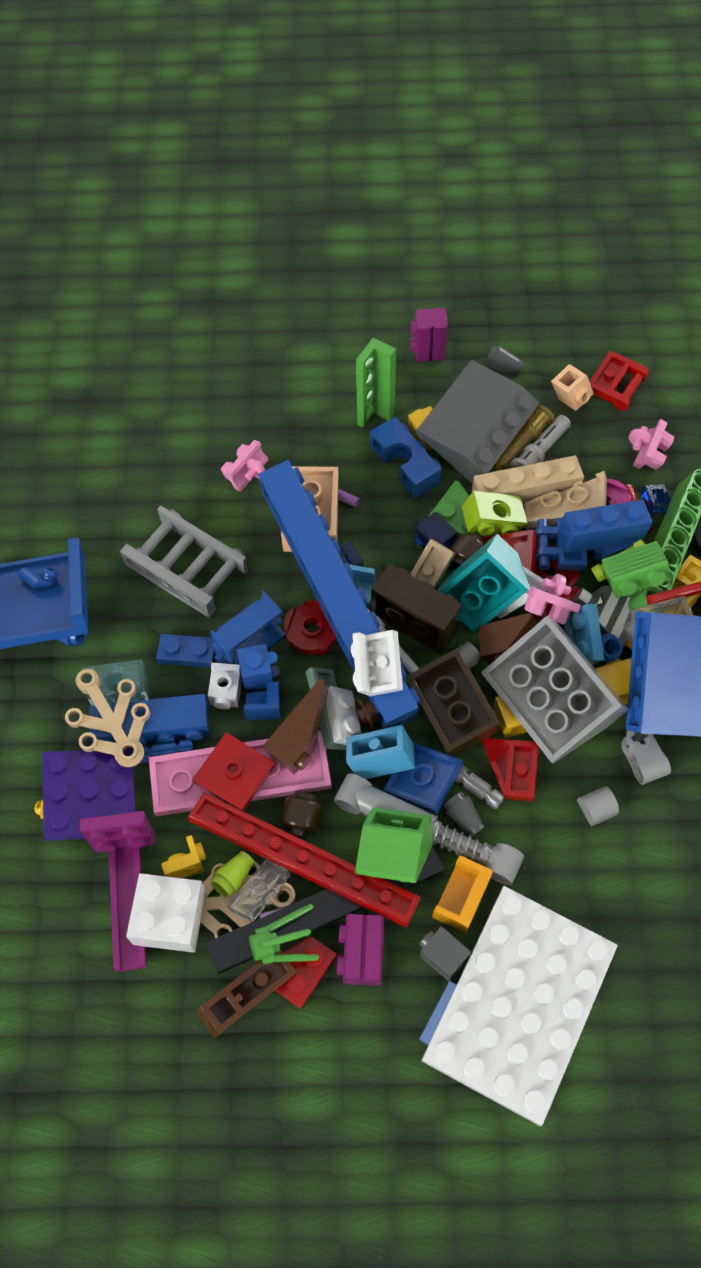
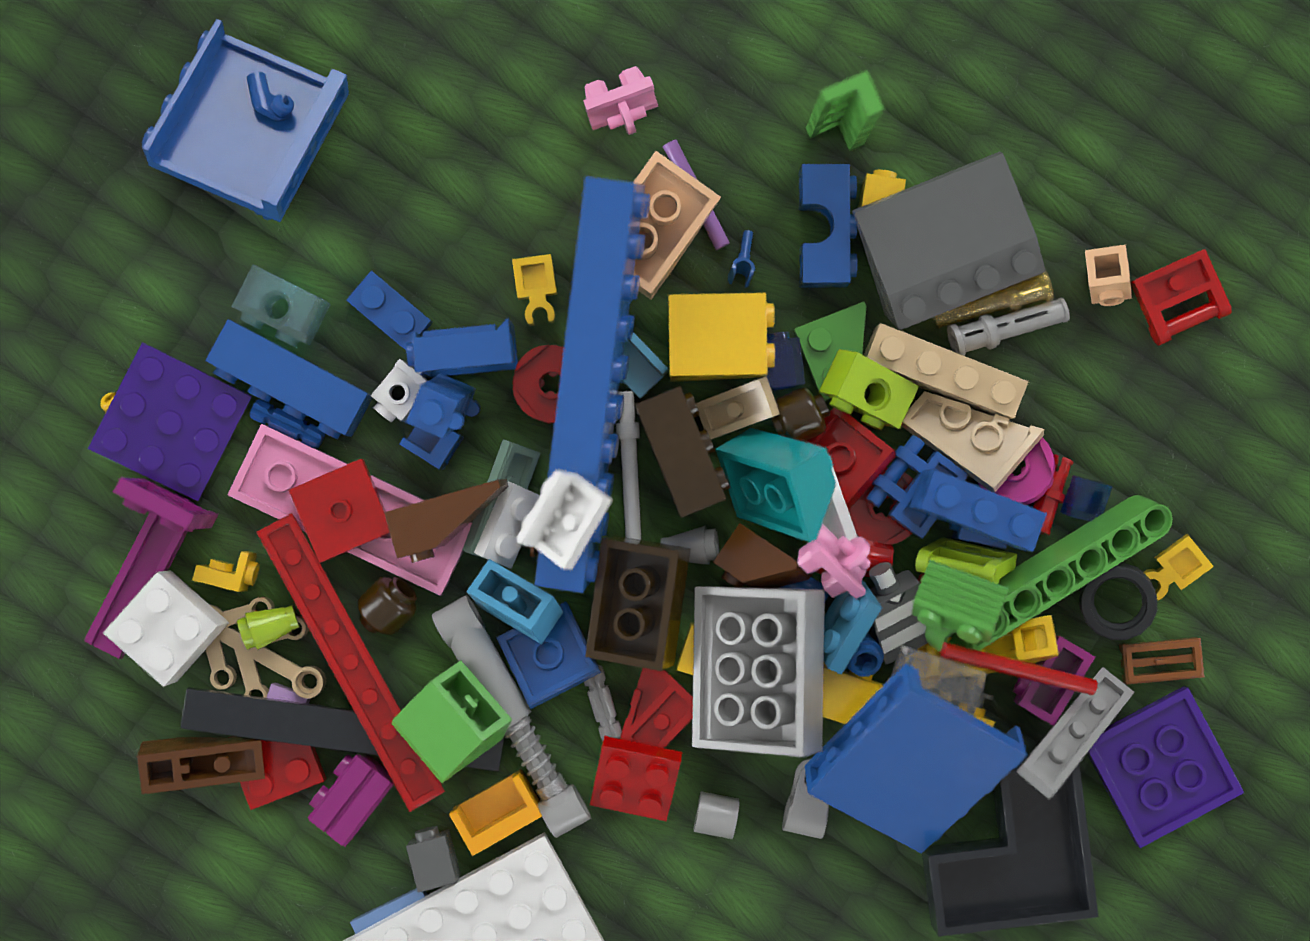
camera: 30 degrees right, 25 degrees up
(111, 721) = (238, 358): tan plant -> none
(181, 585) = (421, 183): light grey fence -> none
(258, 890) = (282, 664): clear plate -> none
(262, 578) = (534, 282): none -> yellow plate
(266, 944) = (244, 739): bright green plant -> none
(350, 555) = (655, 326): clear blue plate -> none
(375, 503) = (743, 263): none -> blue hand
(390, 533) = (720, 336): none -> yellow slope
(429, 334) = (985, 65): magenta brick -> none
(464, 814) = (563, 725): dark grey cone -> none
(504, 361) = (1058, 166): dark grey cone -> none
(532, 811) = (635, 778): none -> red plate
(646, 443) = (1141, 416): bright pink hips -> none

